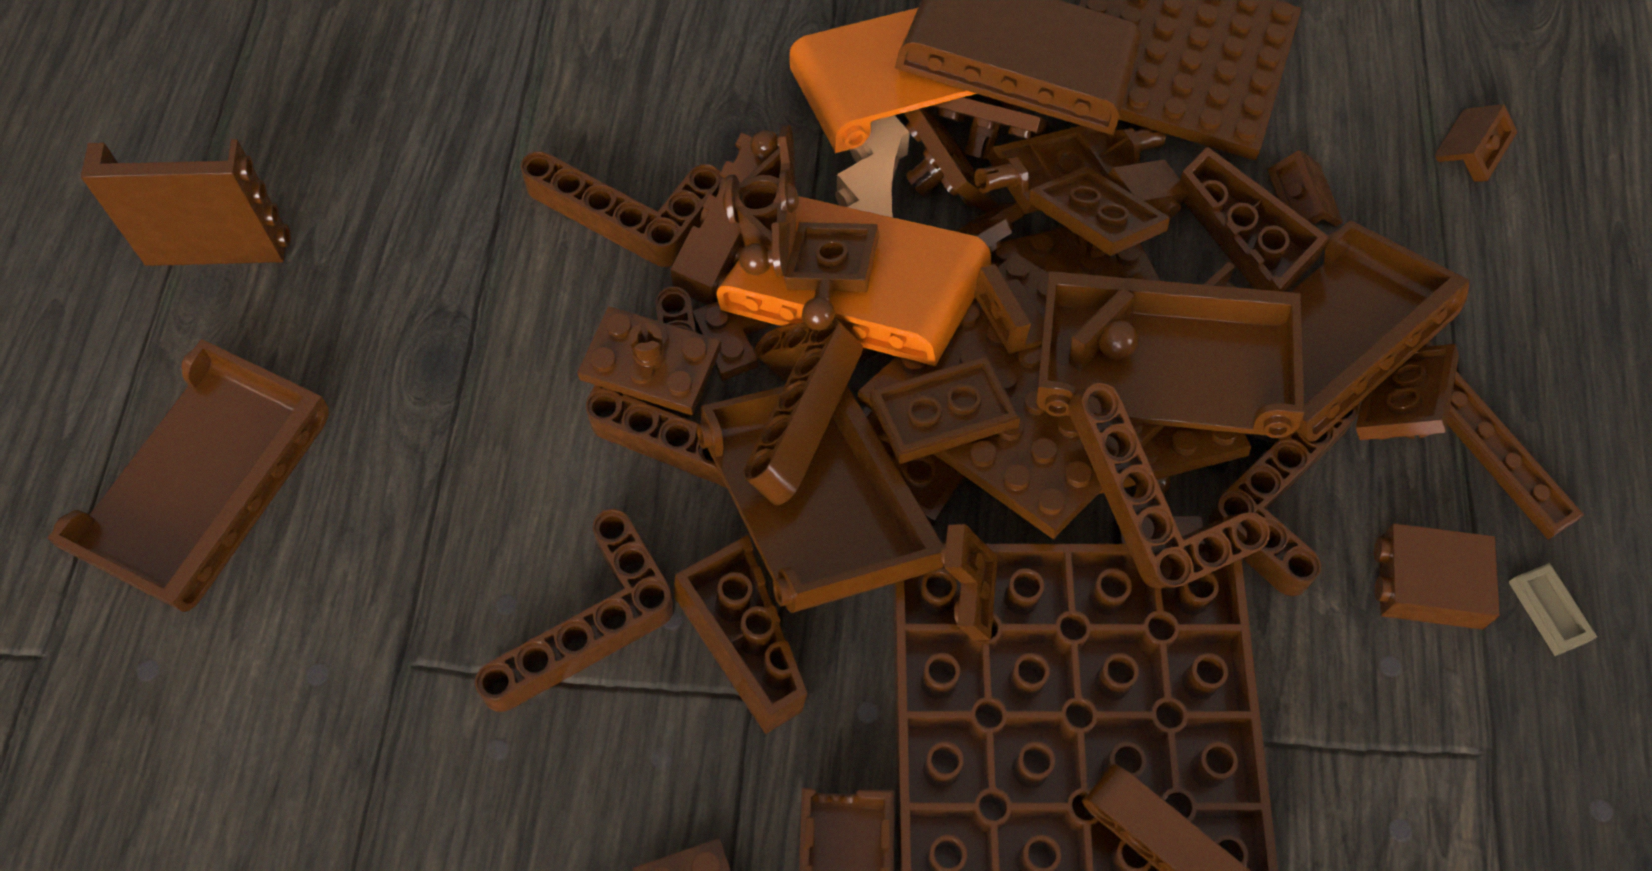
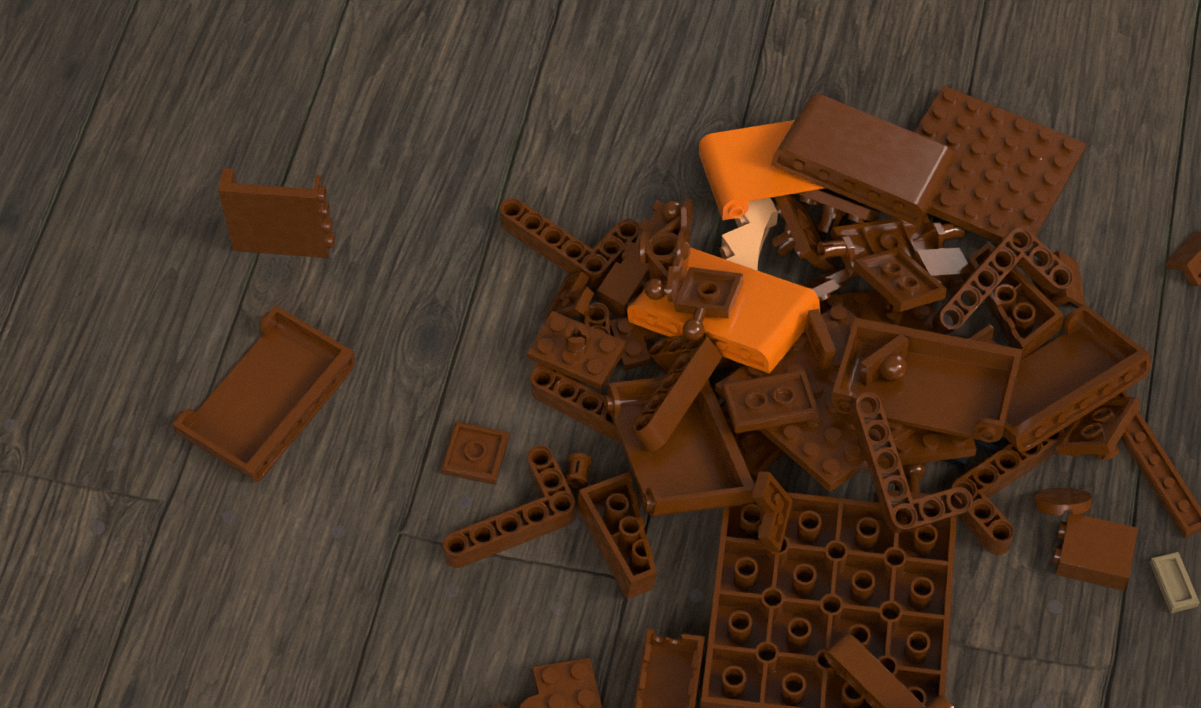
camera: 10 degrees right, 5 degrees down
(516, 528) = (475, 453): none -> reddish brown tile
(636, 282) = (572, 297): none -> reddish brown plate
(670, 539) = (578, 470): none -> reddish brown bush
(1248, 163) = (994, 274): none -> reddish brown beam
(1378, 507) = (1058, 500): none -> reddish brown tile

